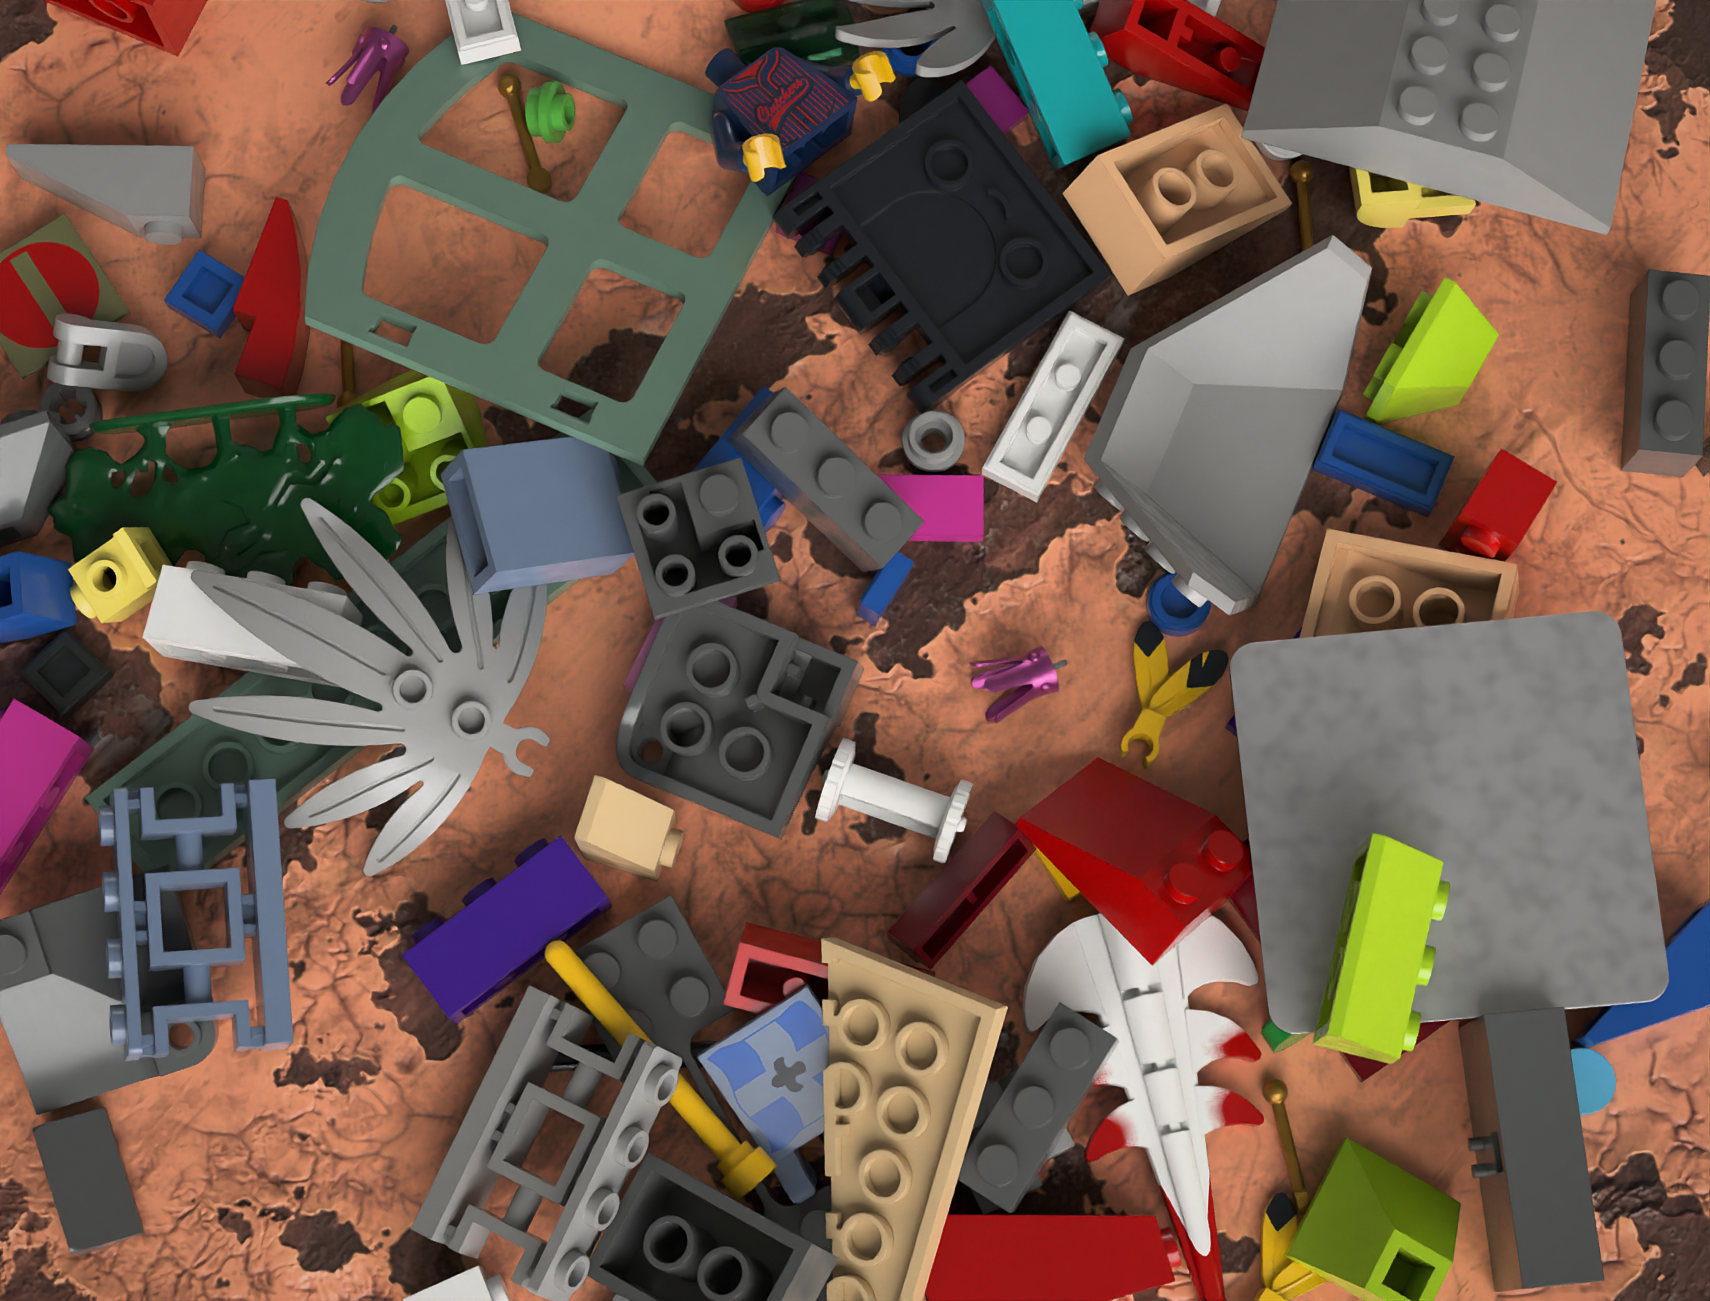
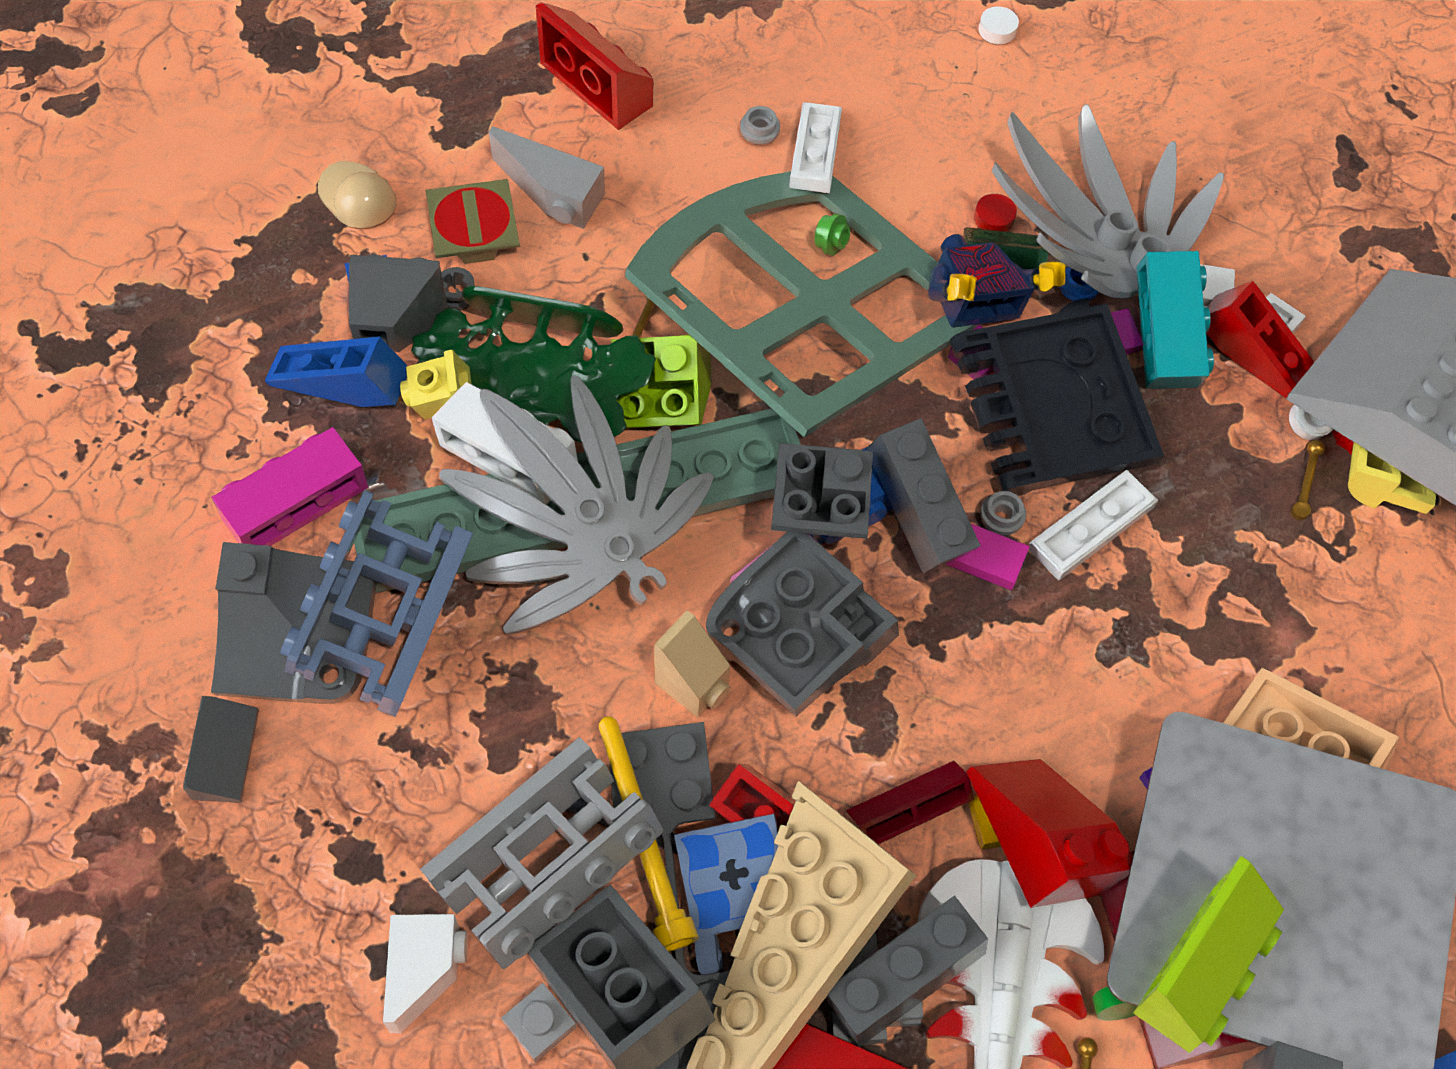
camera: 20 degrees right, 15 degrees down
(66, 673) = (374, 435): pearl dark grey tile -> none
(128, 358) = (507, 267): light grey plate -> none
(206, 294) = (573, 255): blue plate -> none
(274, 309) = (605, 269): red slope -> none
(374, 52) = (736, 167): flat silver piece -> none
(505, 928) = (572, 701): dark purple brick -> none
(536, 513) = (721, 441): sand blue brick -> none
(538, 177) = (812, 215): pearl gold hinge -> none
(883, 588) = (933, 587): blue tile -> none
(893, 800) = (885, 724): white hose -> none
(1031, 670) = (1015, 680): flat silver piece -> none
(1165, 696) = (1103, 737): yellow piece -> none
(1172, 610) = (1135, 681): blue tile -> none
(1174, 197) = (1222, 427): light nougat slope -> none
(1227, 420) = (1225, 564): light grey piece -> none
(1383, 463) = (1314, 647): blue tile -> none
(1431, 357) = (1375, 588): lime slope -> none
(1498, 509) = (1398, 694): red brick -> none

